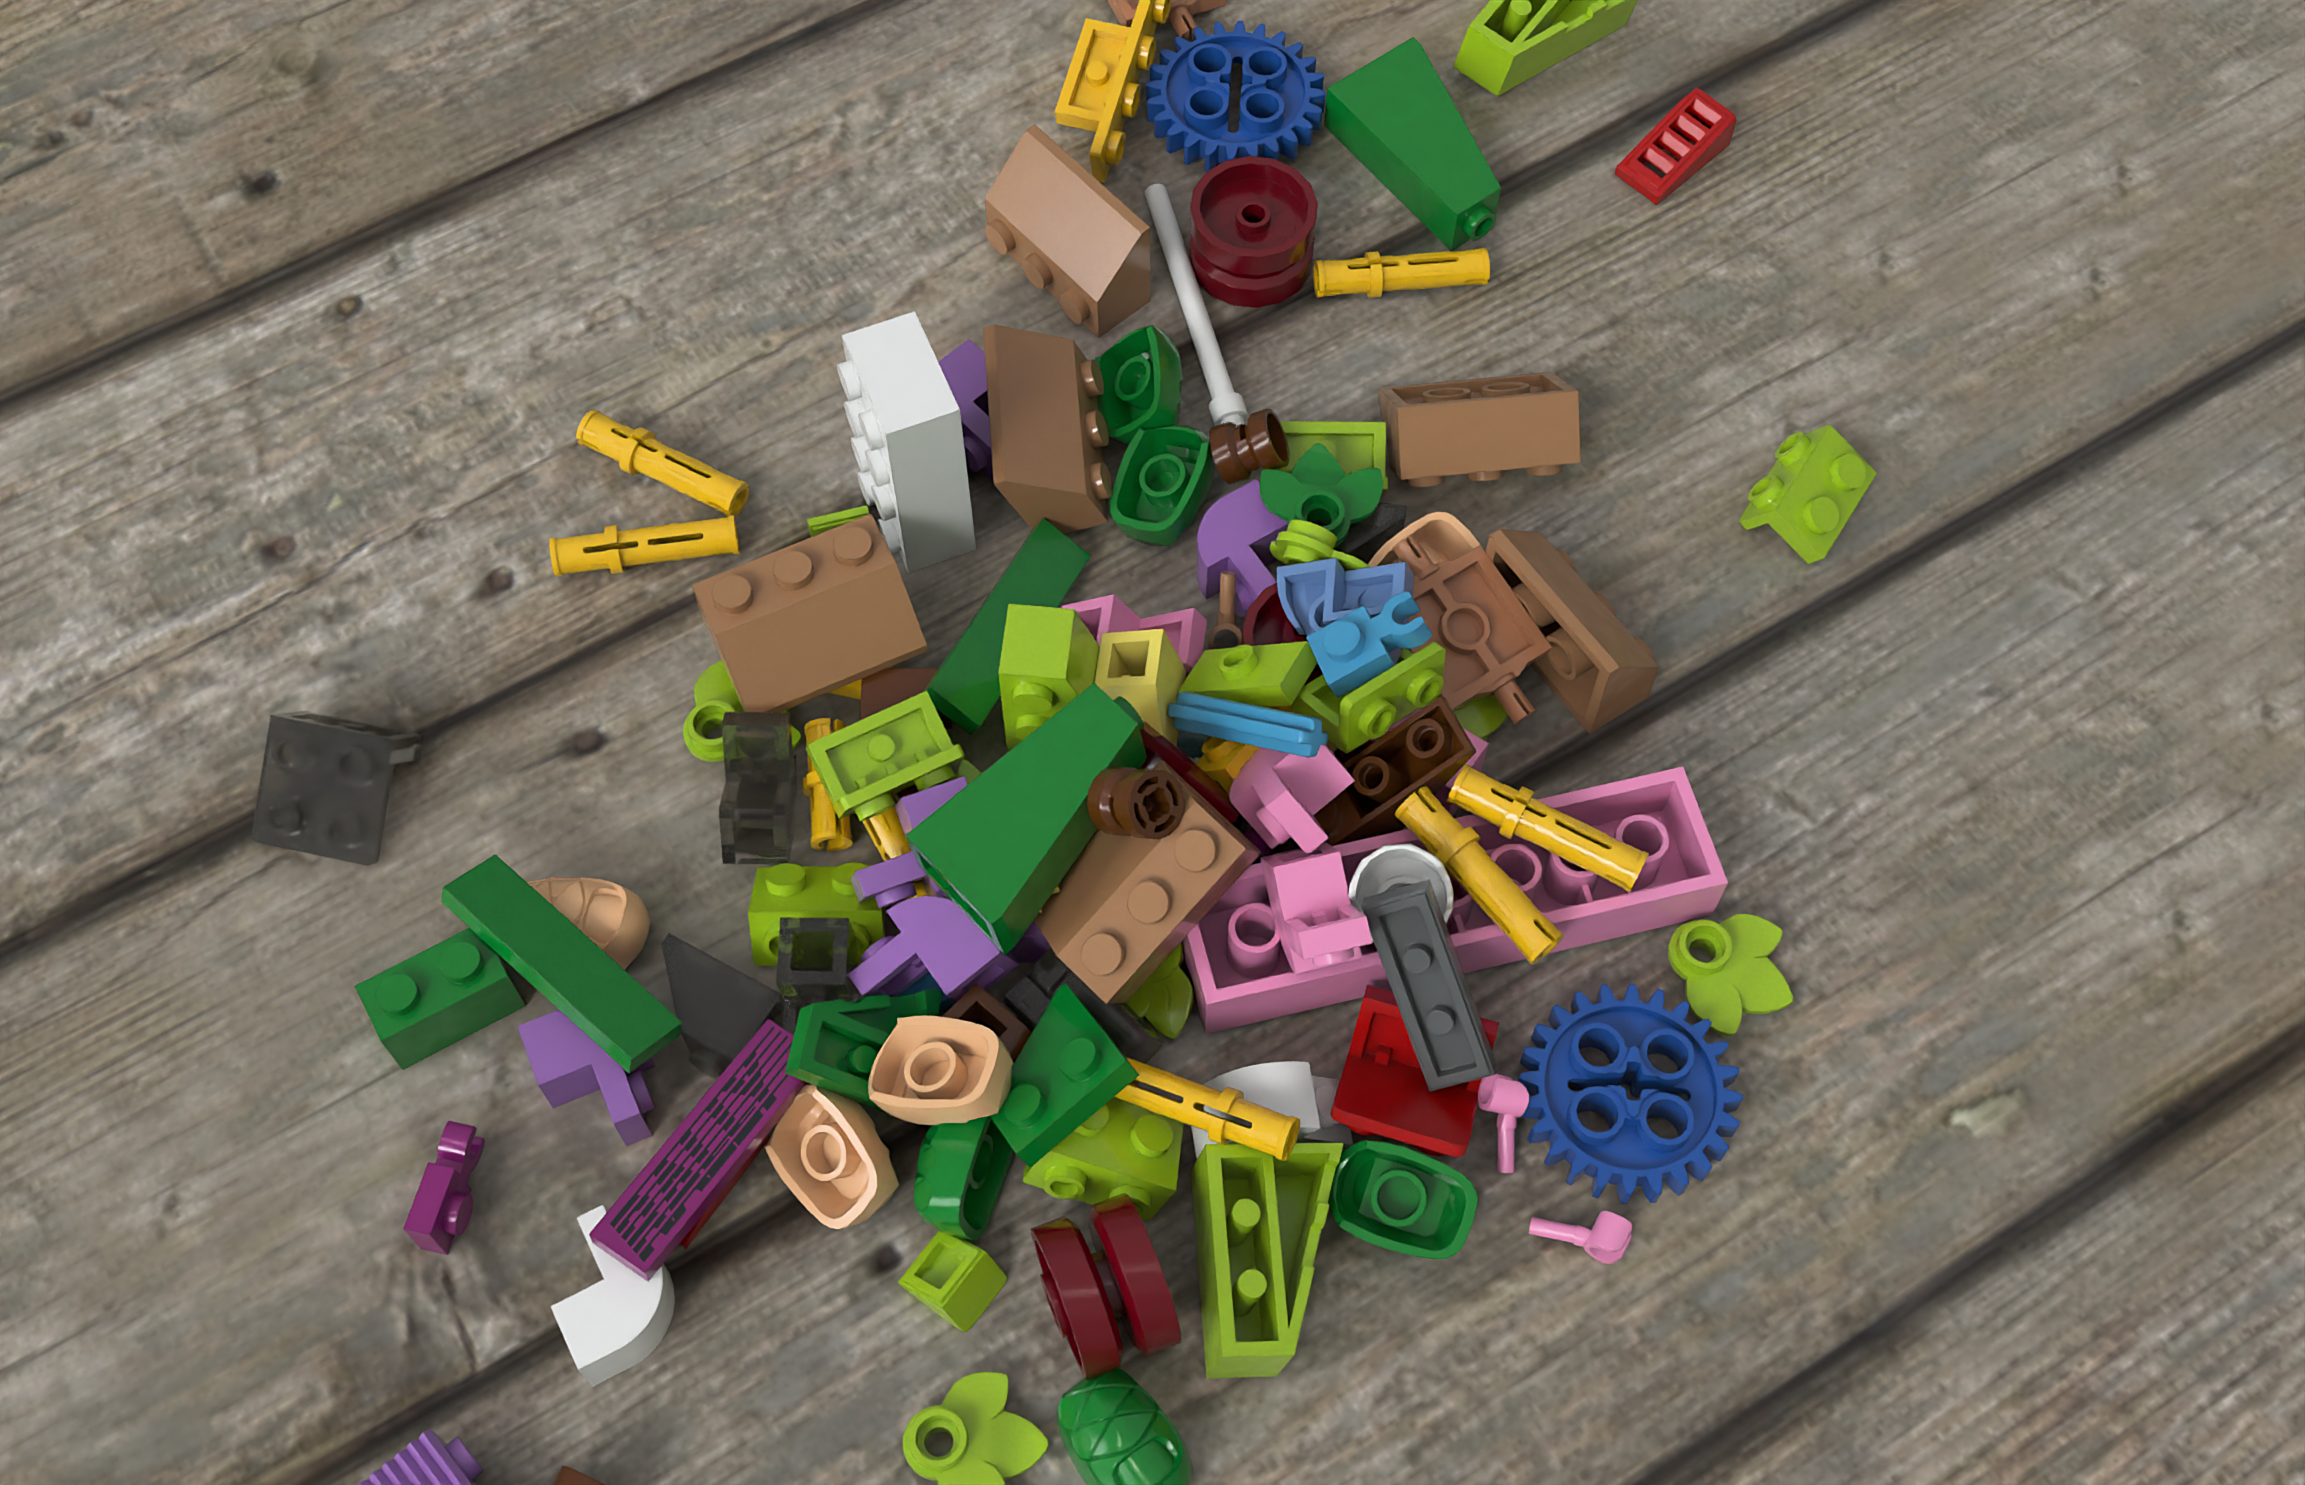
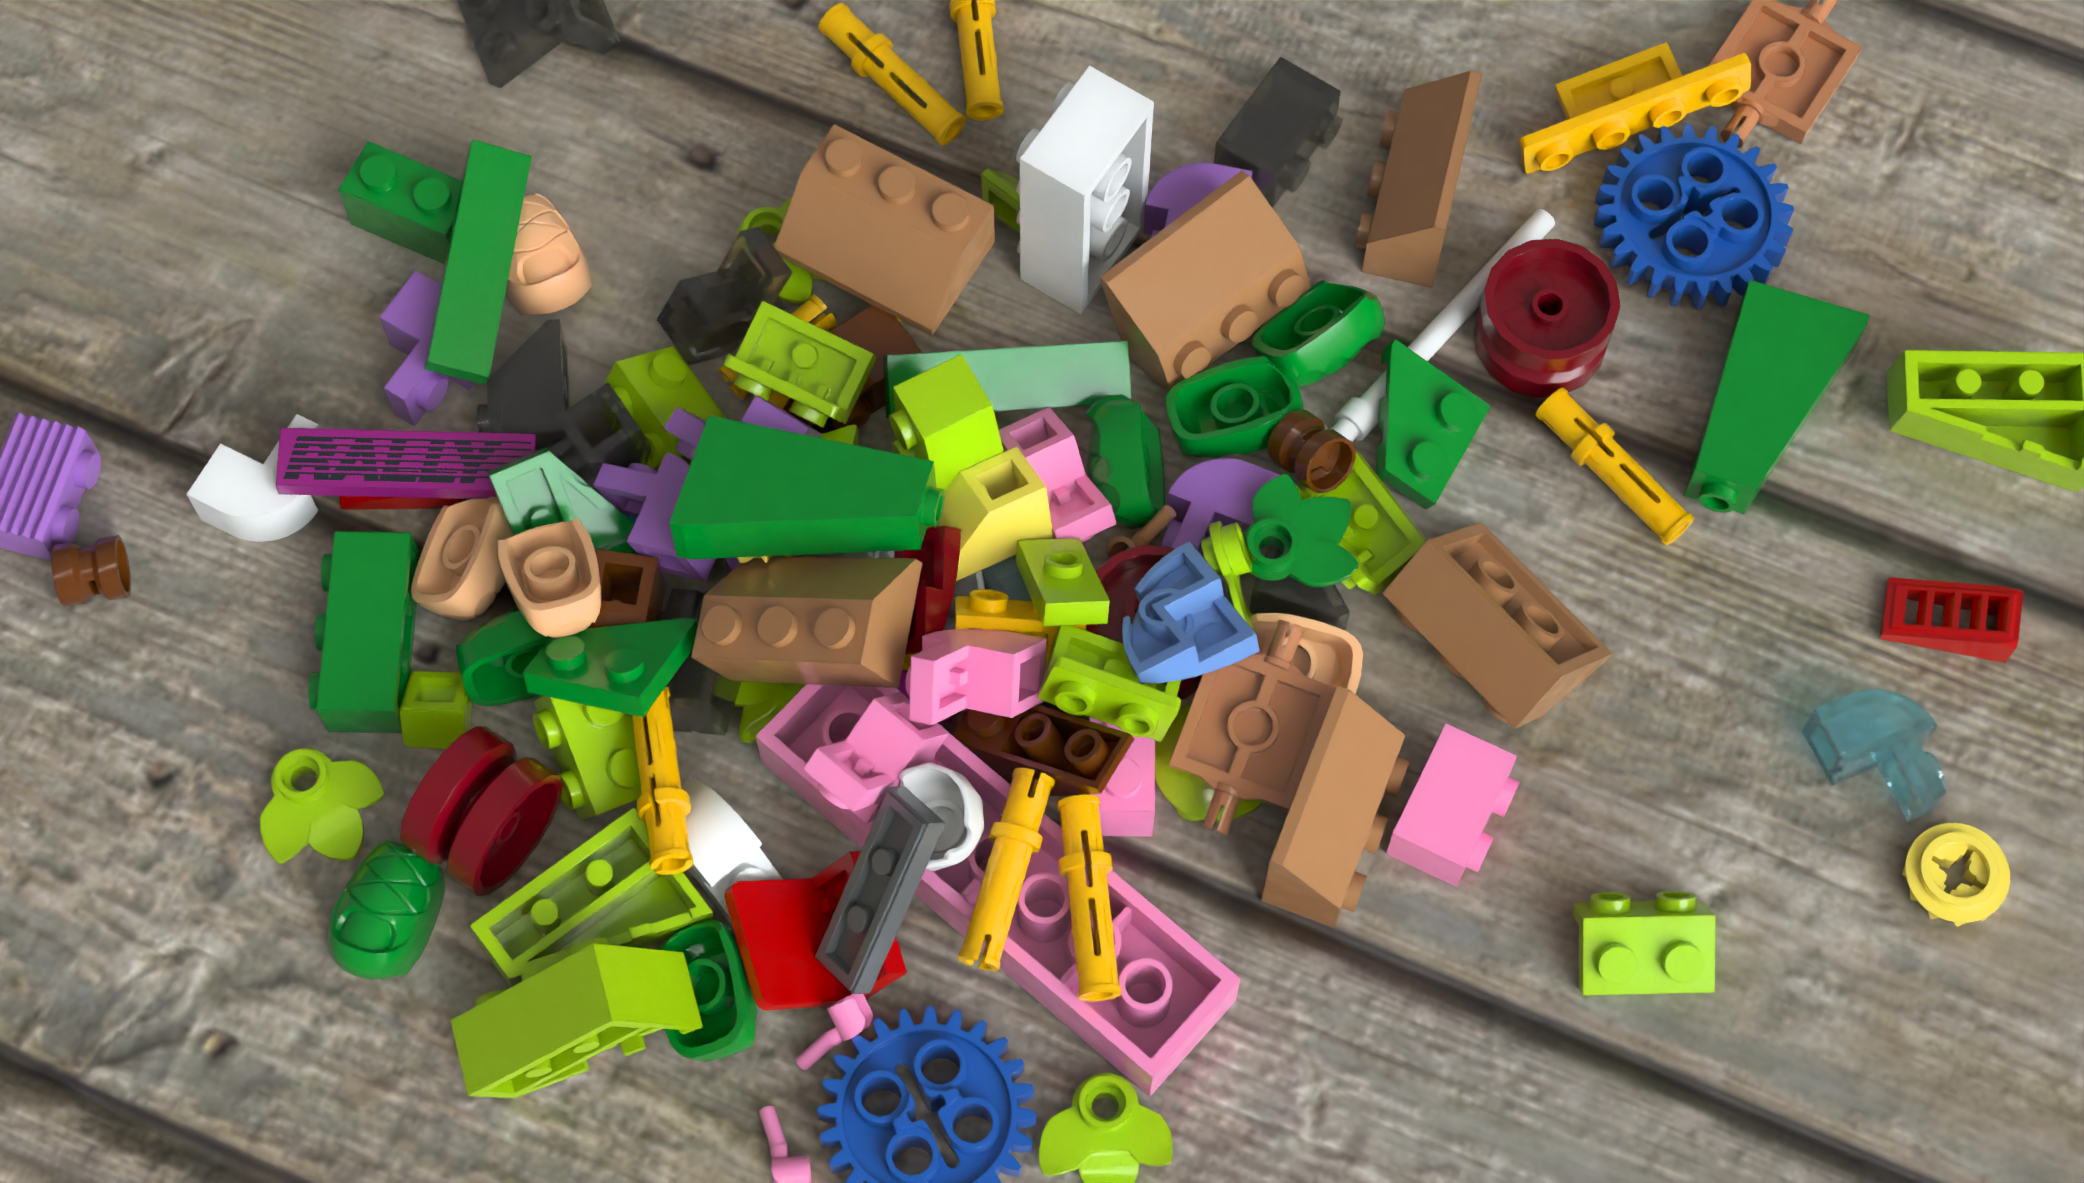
camera: 55 degrees right, 5 degrees up
(443, 1197) = (265, 318): magenta plate -> none
(837, 1293) = (365, 632): none -> green brick
(941, 294) = (1281, 129): none -> clear smoke brick
(1135, 802) = (849, 544): reddish brown wheel -> none
(1145, 578) = (1126, 460): none -> green piece
(1248, 724) = (997, 603): dark azure axle -> none
(1272, 369) = (1423, 425): none -> green wing
(1359, 645) = (1134, 640): dark azure plate -> none
(1360, 1330) = (570, 1013): none -> lime wedge
(1612, 543) = (1452, 806): none -> bright pink brick
(1750, 241) = (1880, 732): none -> clear light blue brick
(1884, 252) = (1985, 870): none -> light yellow gear

